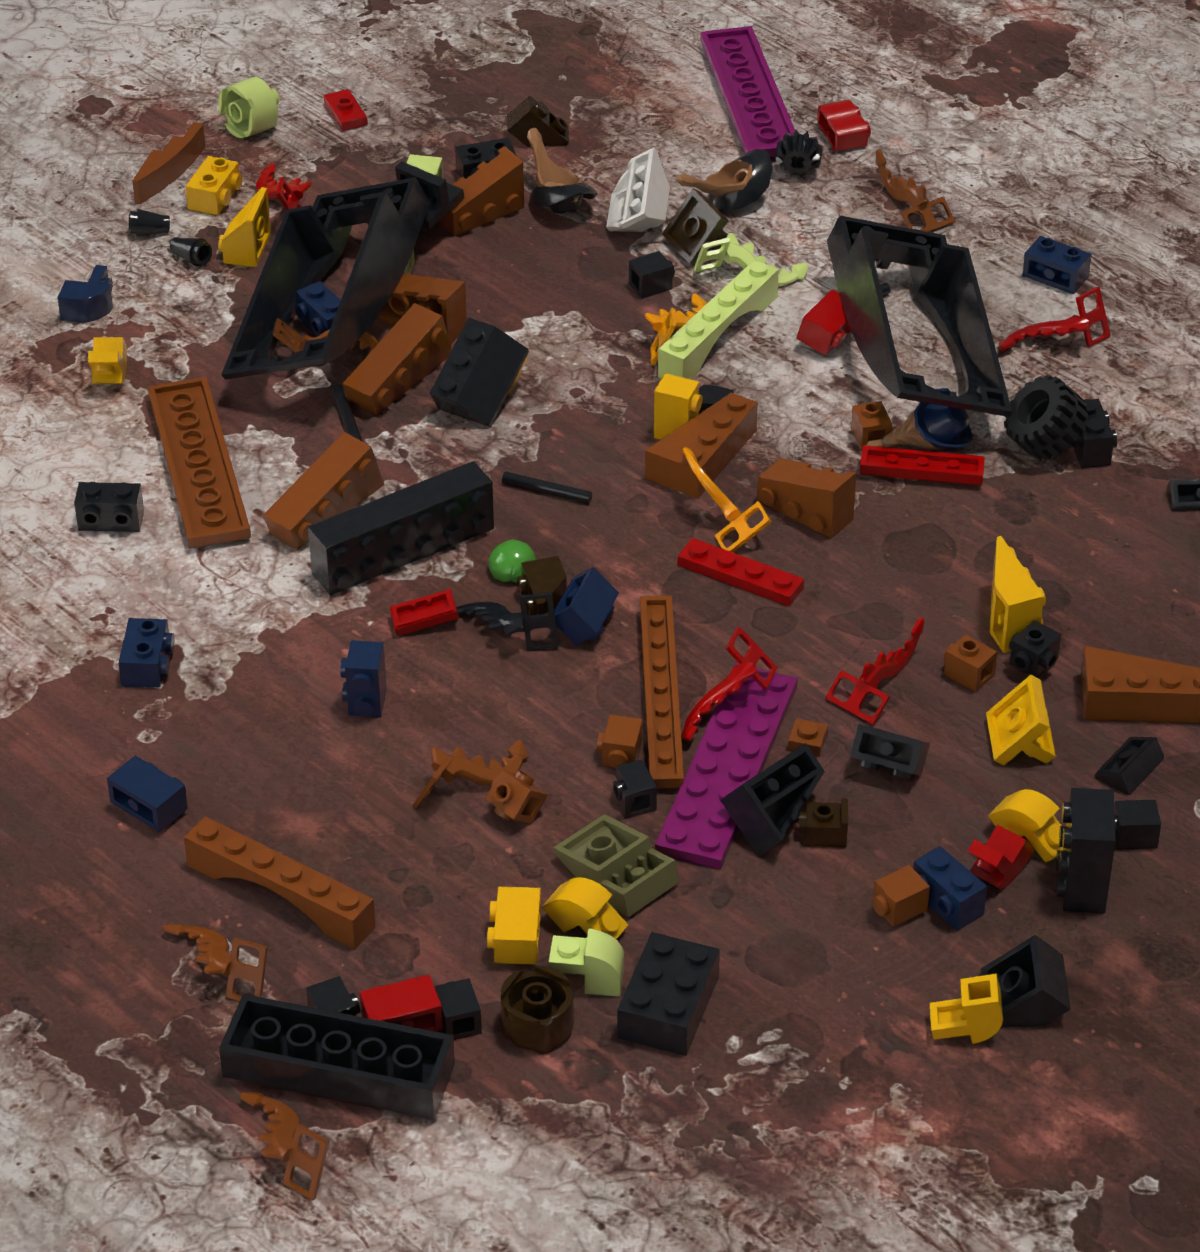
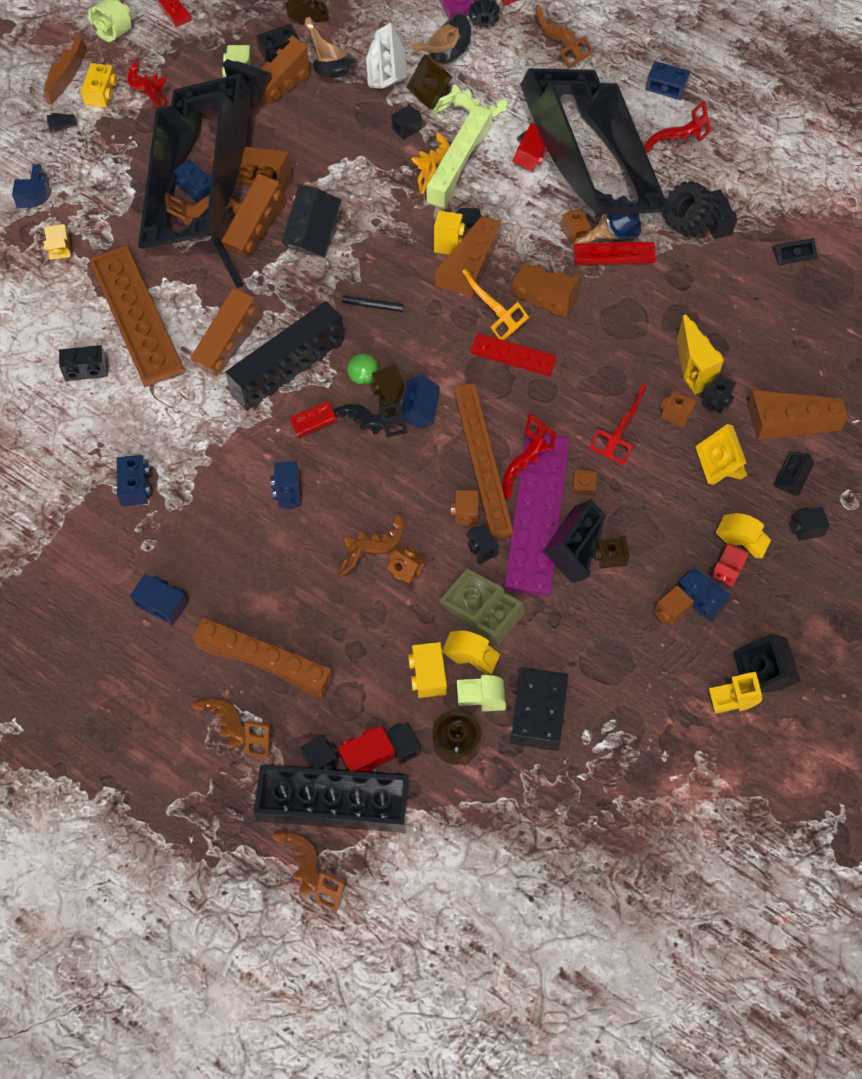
camera: 10 degrees left, 20 degrees up
(194, 250) = (96, 140): black cone -> none
(247, 233) = (130, 123): yellow slope -> none
(889, 749) = (643, 490): black brick -> none
(1087, 850) = (791, 558): black brick -> none

